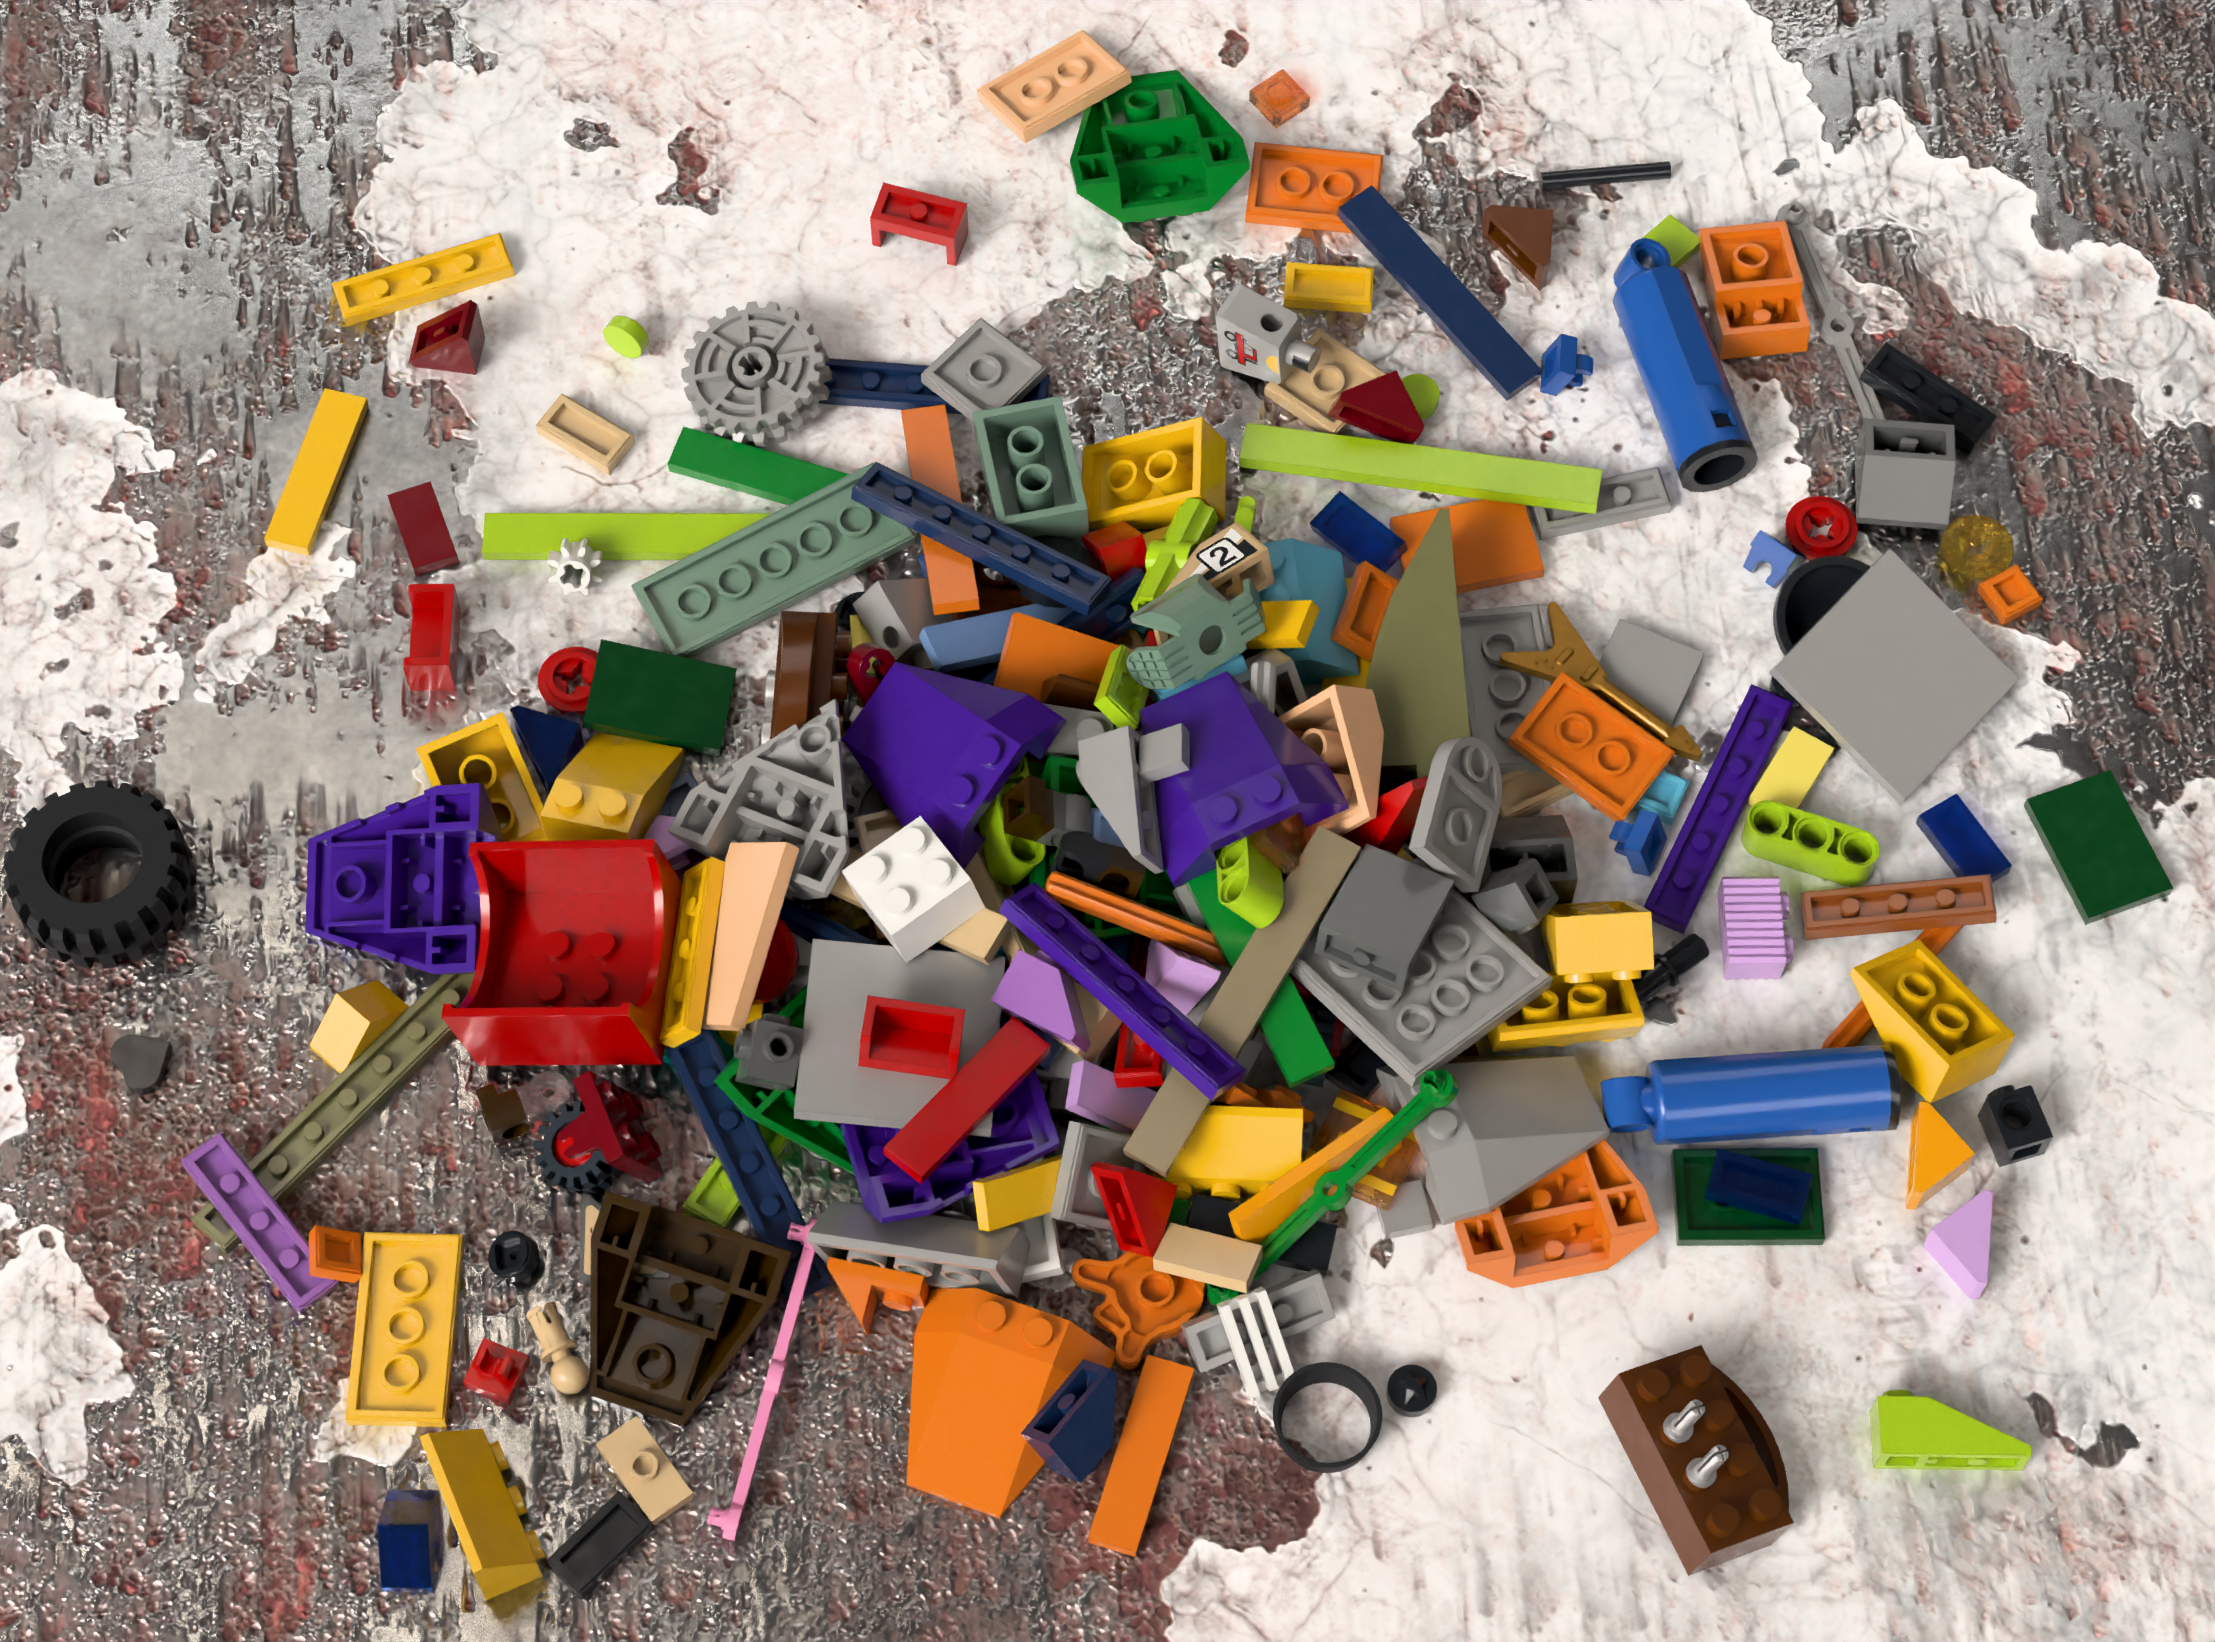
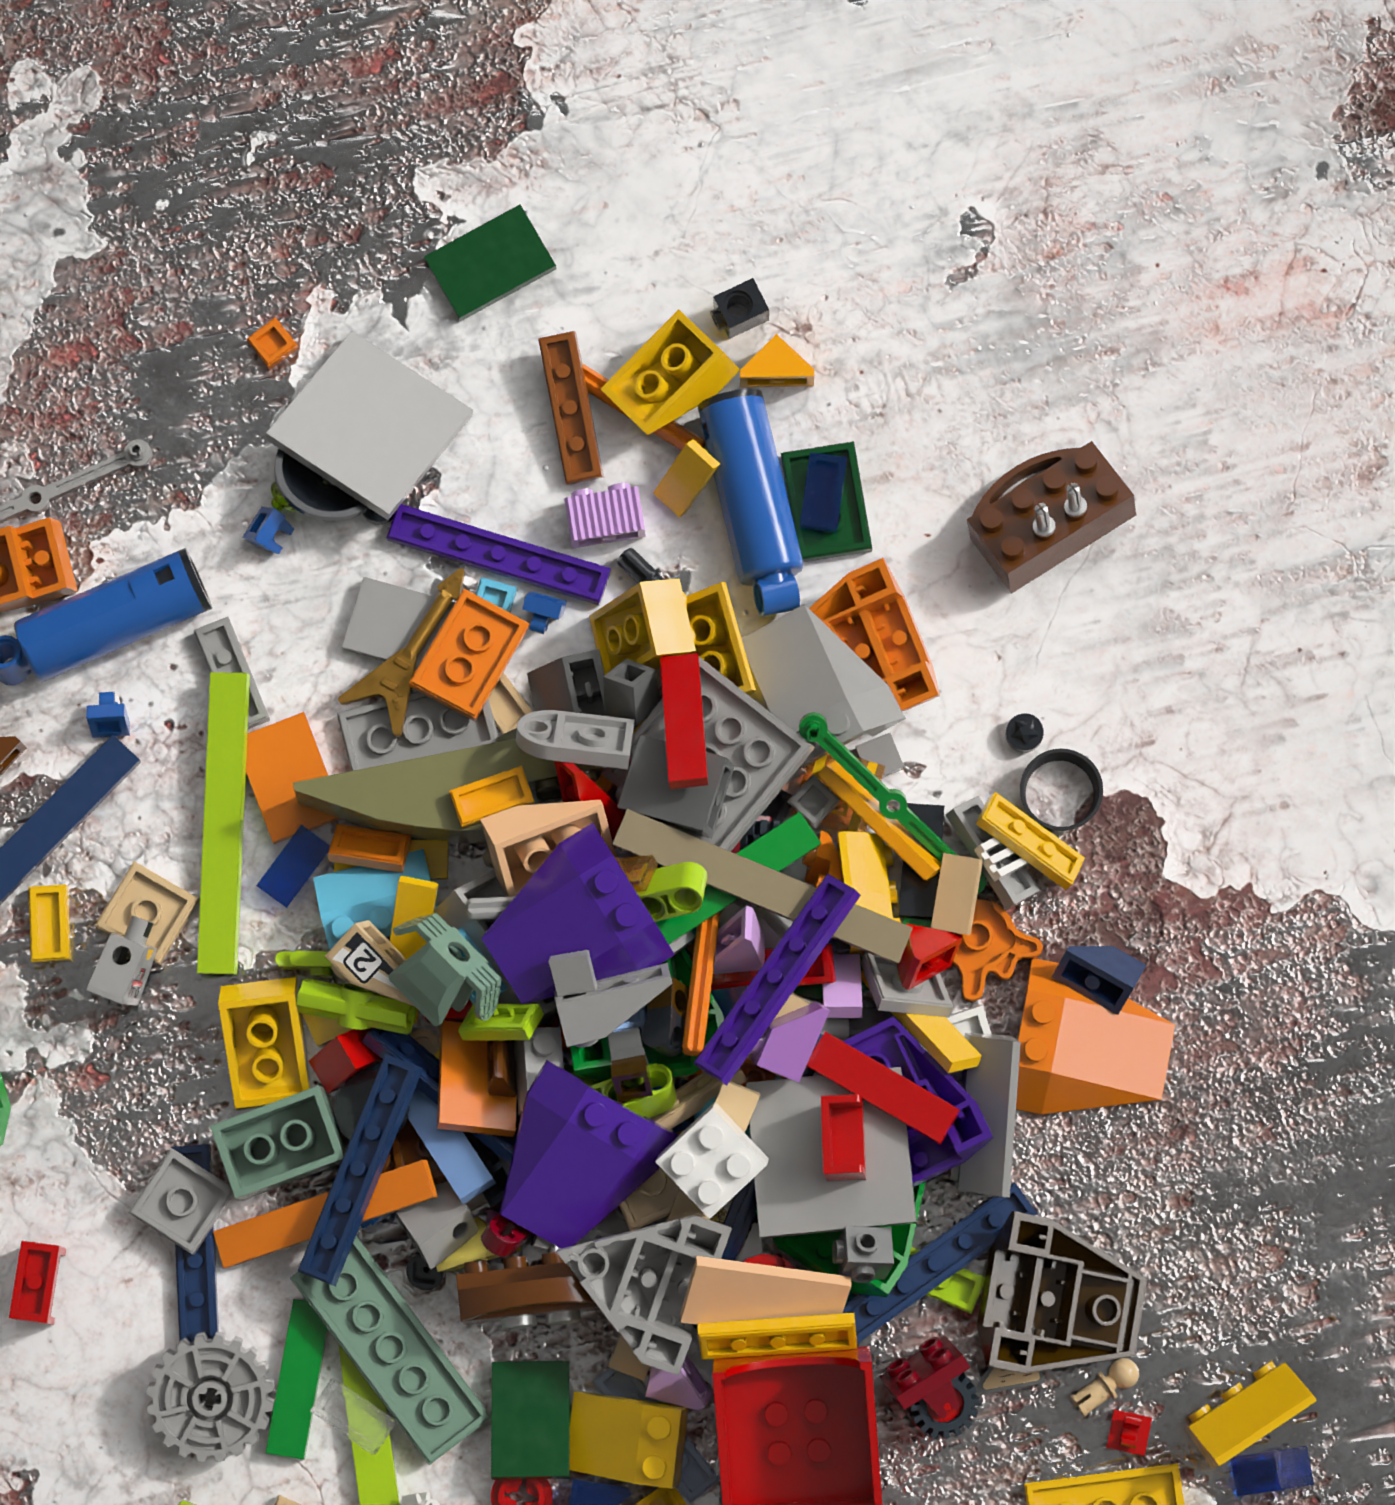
camera: 95 degrees left, 15 degrees up
(513, 1256) = (1035, 1438): black tile -> none
(523, 1108) = (904, 1442): leg -> none
(600, 1545) = (1251, 1323): black tile -> none
(644, 1471) = (1187, 1300): tan plate -> none
(703, 513) = (353, 1416): none -> clear tile
(731, 1518) = (1103, 1211): bright pink piece -> none
(866, 1283) = (1024, 1158): orange slope -> none
(1141, 1455) = (1109, 926): orange tile -> none
(1264, 1363) = (1030, 840): none -> yellow tile
(1349, 1108) = (814, 801): none -> light grey tile
(1381, 409) = (172, 860): dark red slope -> none
(1403, 718) = (491, 796): none -> light orange tile
(1423, 393) = (149, 835): lime tile -> none
(1463, 928) = (684, 721): none -> red tile
(1791, 1021) = (686, 478): none -> yellow tile
(1793, 770) = (462, 500): light yellow tile -> none
(1821, 512) = (234, 478): red gear -> none
(1833, 837) = (525, 461): lime beam -> none
(1904, 473) = (181, 431): slope -> none
(1927, 396) = (96, 420): black tile -> none
(1931, 1435) = (998, 360): lime slope -> none
(1962, 840) = (502, 364): clear blue tile -> none
(1963, 1244) = (841, 338): lavender slope -> none
(1975, 531) = (234, 354): clear yellow gear -> none

